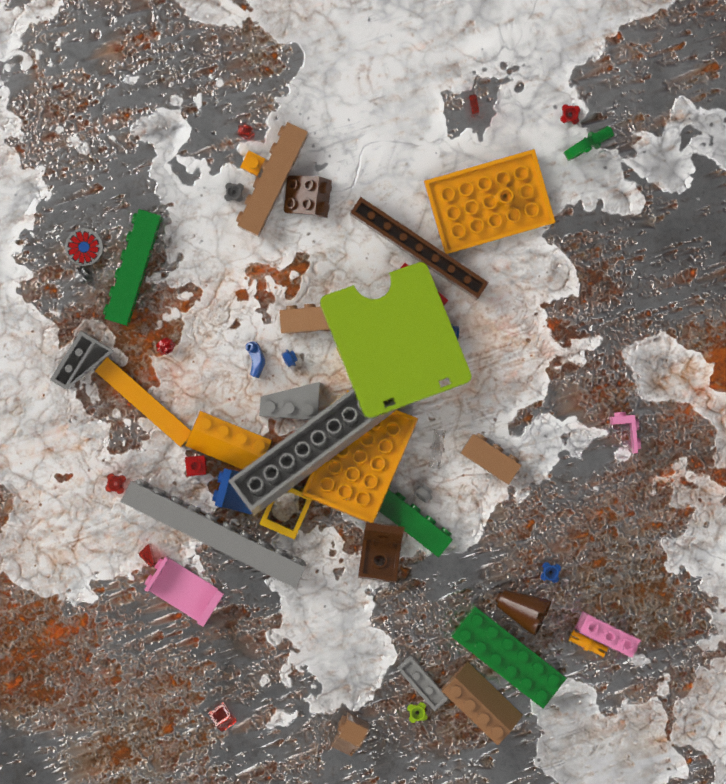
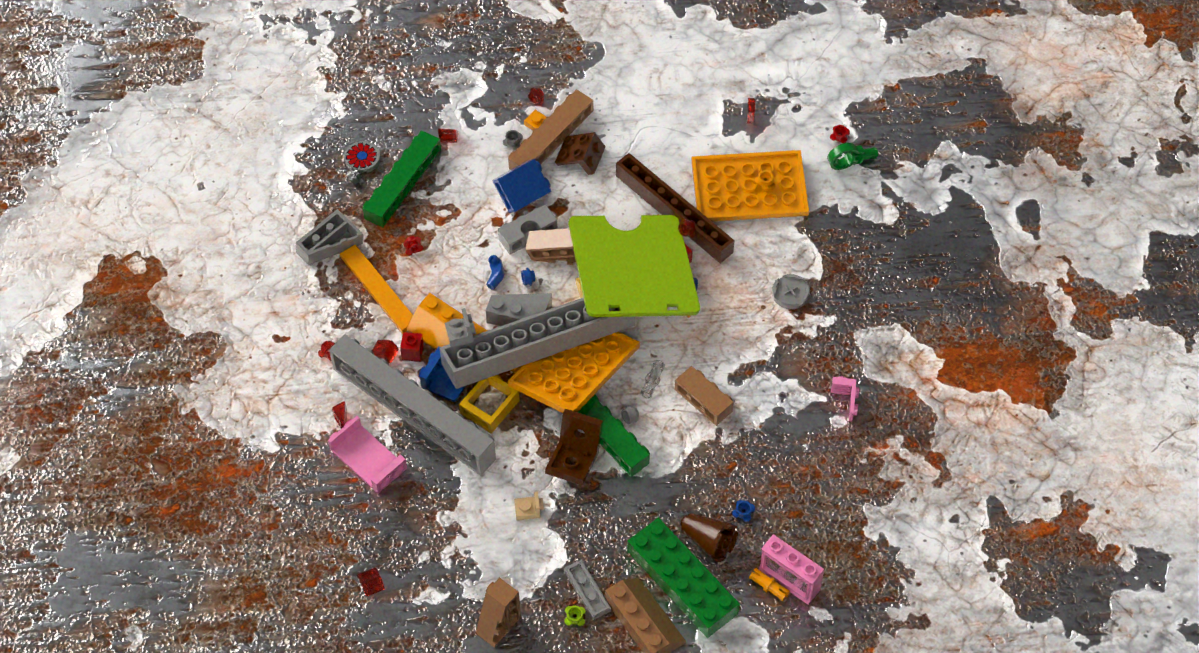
camera: 15 degrees right, 30 degrees down
(166, 200) = (448, 135): none -> clear red slope
(169, 471) = (385, 349): none -> clear red slope
(242, 456) = (460, 330): none -> light grey bracket
(259, 256) = (522, 185): none -> blue brick
(286, 289) = (512, 233): none -> light grey arch
(349, 612) = (528, 507): none -> tan bracket
(439, 279) = (687, 228): none -> clear red plate
(552, 318) = (790, 291): none -> light grey tile

